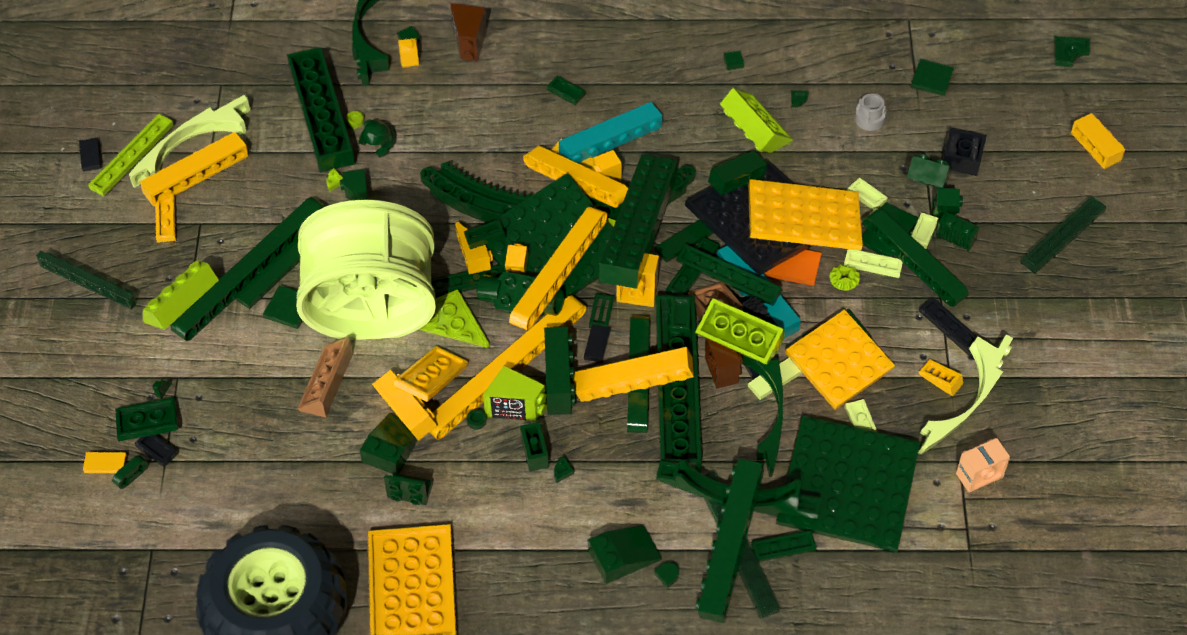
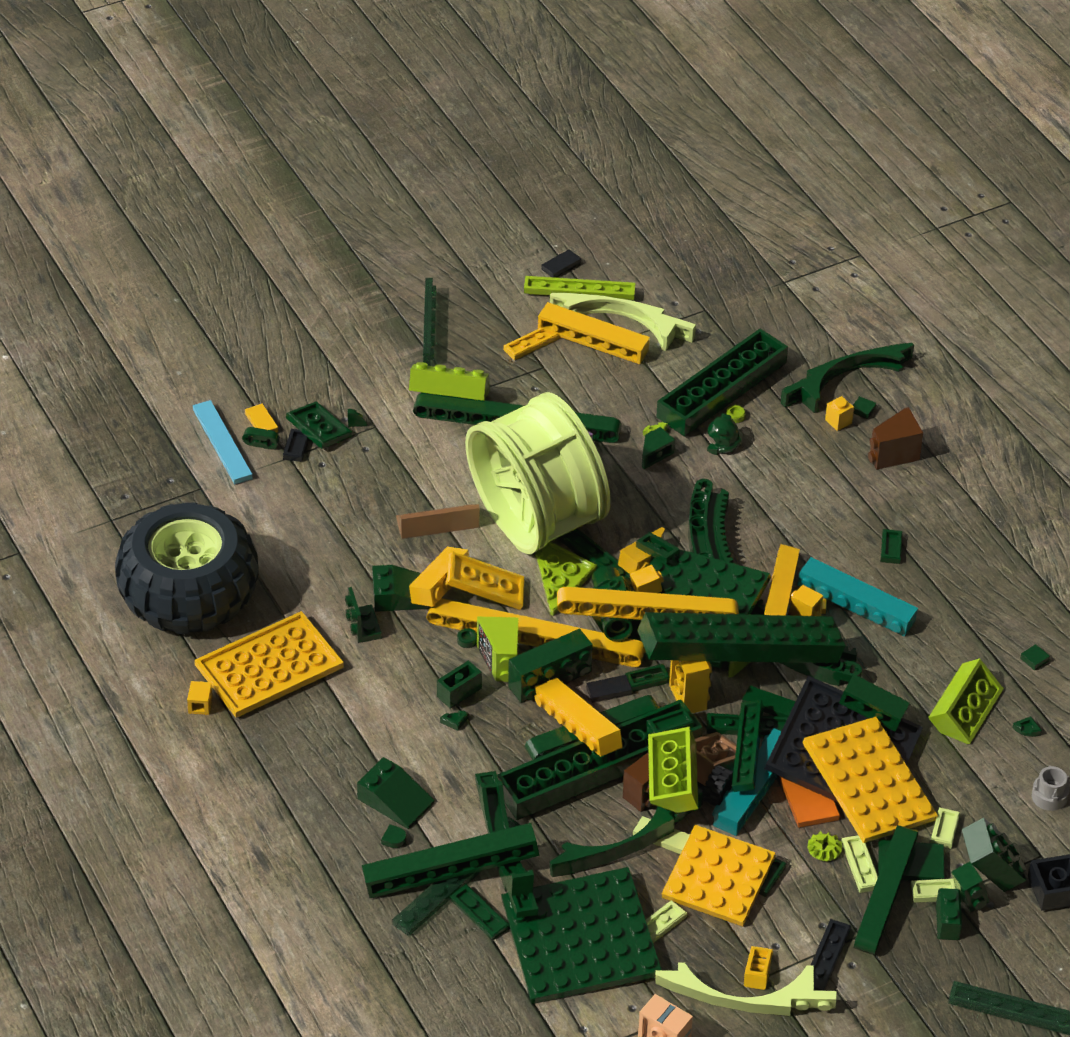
camera: 60 degrees right, 10 degrees down
(108, 506) = (222, 442): none -> medium azure tile

